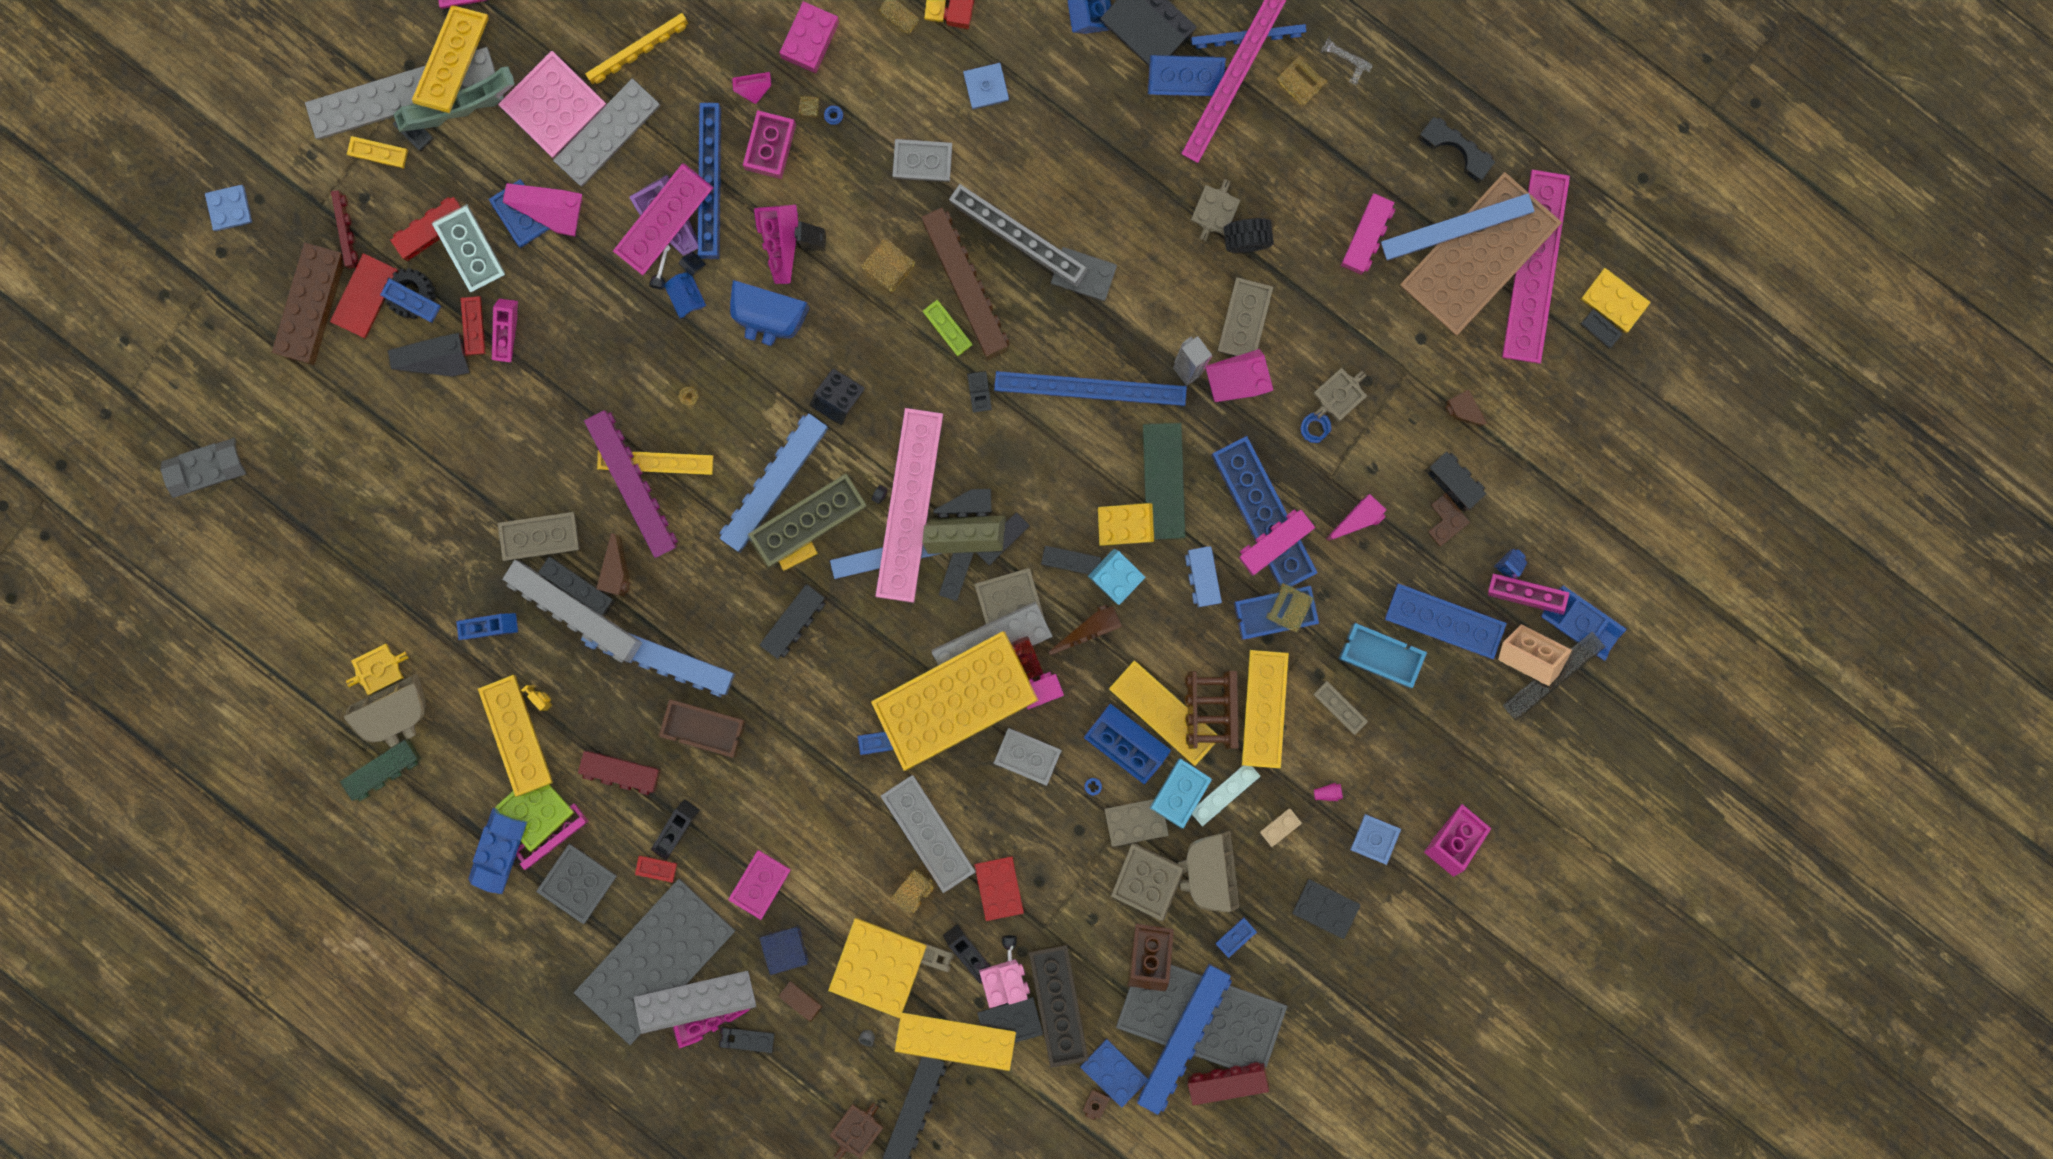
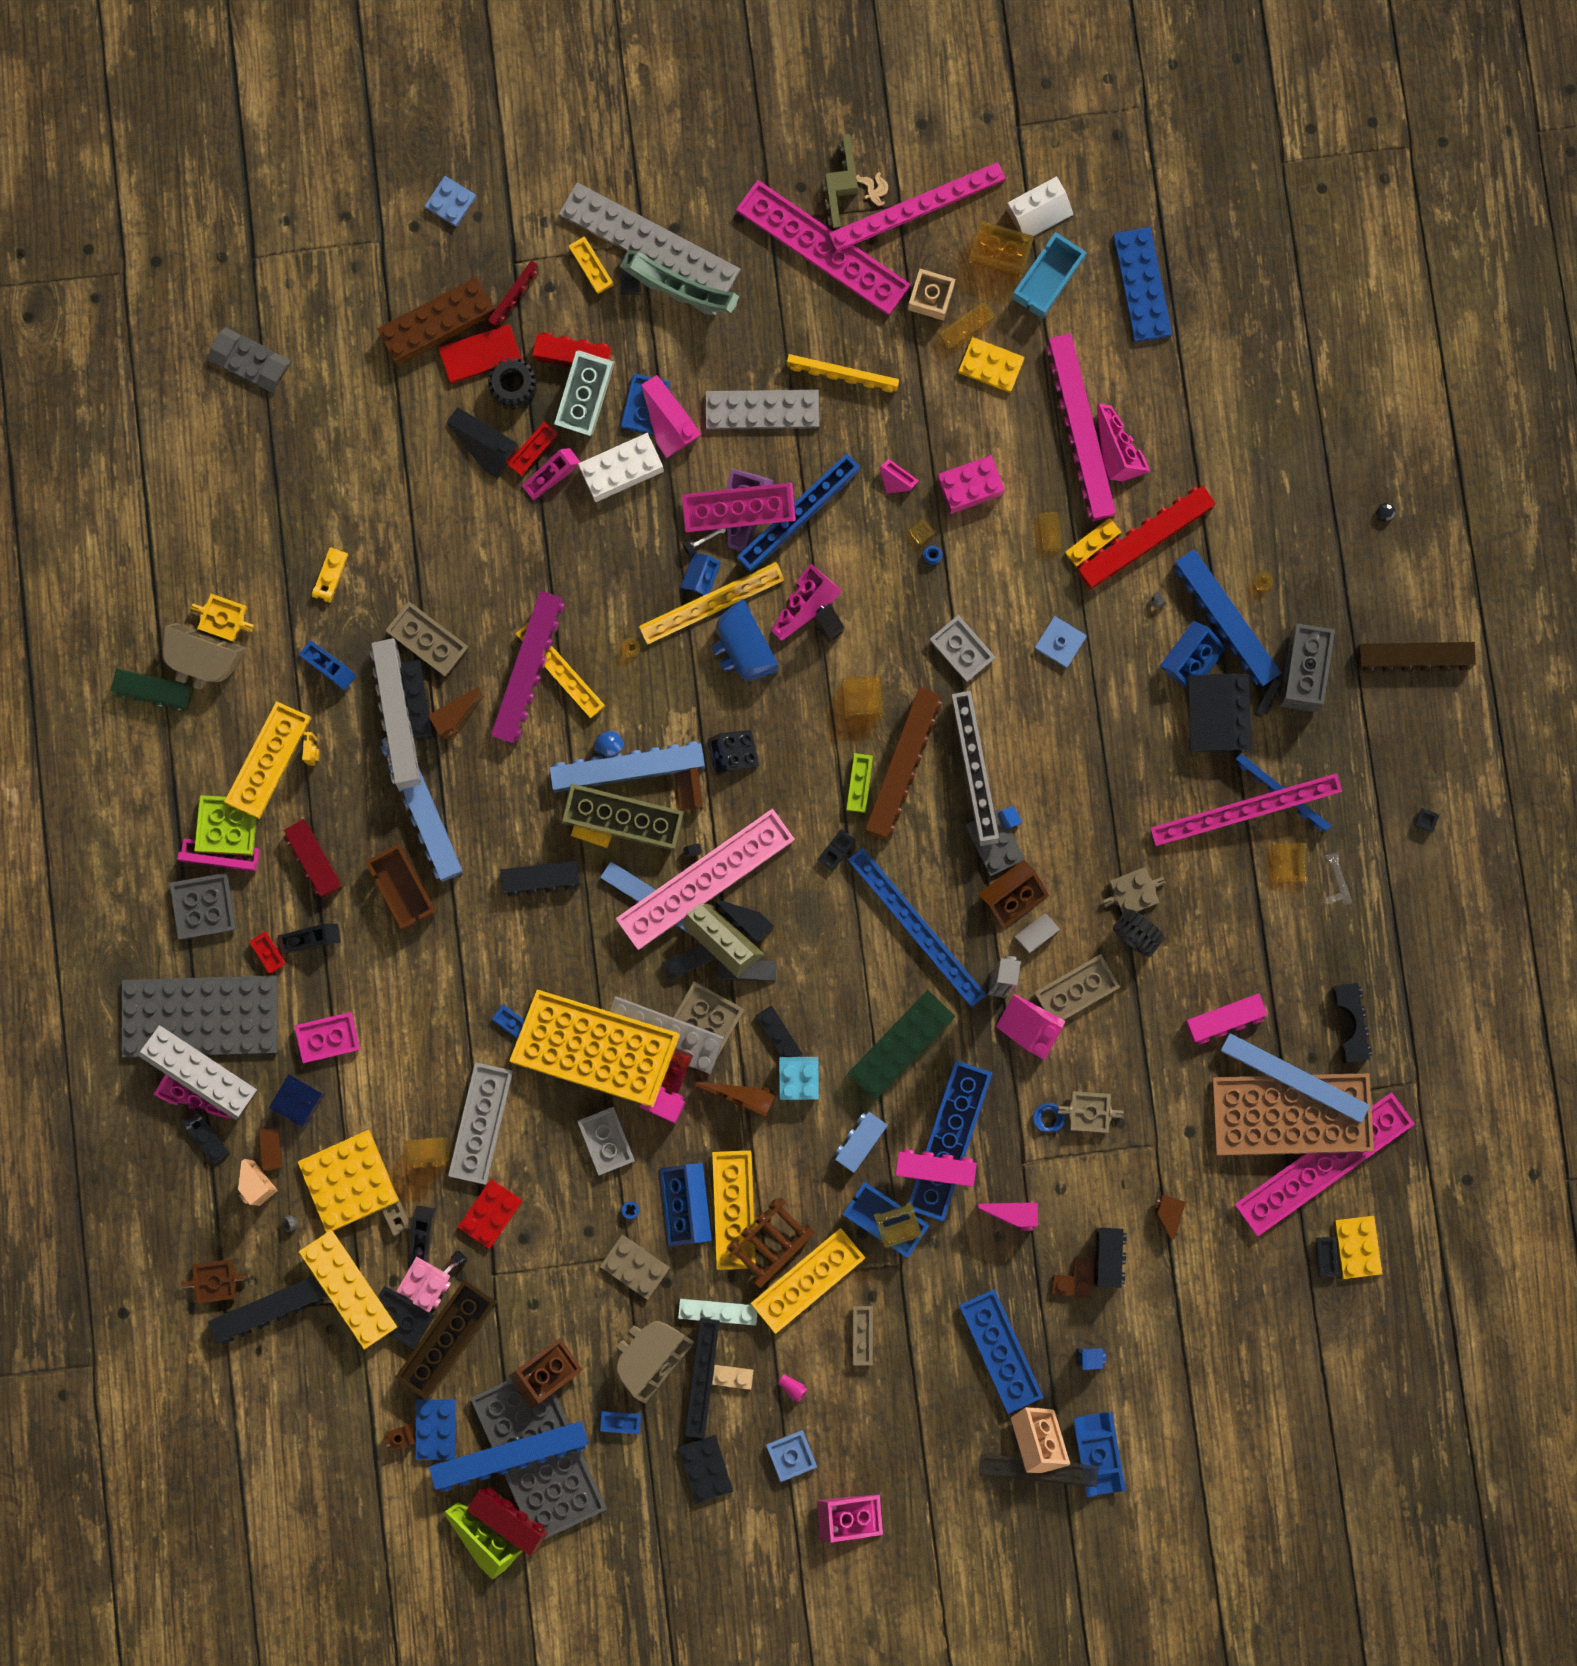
camera: 45 degrees right, 5 degrees down
(410, 300) = (507, 388): blue tile -> none
(421, 560) = (330, 574): none -> yellow plate
(450, 59) = (706, 251): yellow plate -> none
(496, 852) = (171, 827): blue piece -> none
(549, 275) = (621, 467): none -> white brick
(552, 104) = (744, 352): bright pink plate -> none
(692, 263) = (727, 558): black plate -> none
(713, 307) = (711, 603): none -> yellow plate
(743, 479) = (608, 743): none -> blue hair
(769, 144) = (866, 530): dark pink brick -> none
(815, 1037) = (254, 1184): none -> light nougat slope
(833, 454) = (689, 790): none -> reddish brown panel
(1077, 246) = (1010, 817): none -> blue tile
(1126, 524) = (843, 1048): yellow plate -> none
(1134, 296) = (1013, 894): none -> reddish brown slope
(1148, 882) = (598, 1317): dark tan plate -> none
(1177, 308) = (1036, 933): none -> light grey brick
(1180, 793) = (686, 1278): medium azure plate -> none
(1185, 75) = (1209, 775): blue tile -> none
(1231, 1115) = (487, 1547): none -> lime wedge
(1260, 849) = (702, 1377): none -> black plate
(1382, 655) = (930, 1328): dark azure piece -> none
(1528, 594) = (1080, 1392): dark pink brick -> none

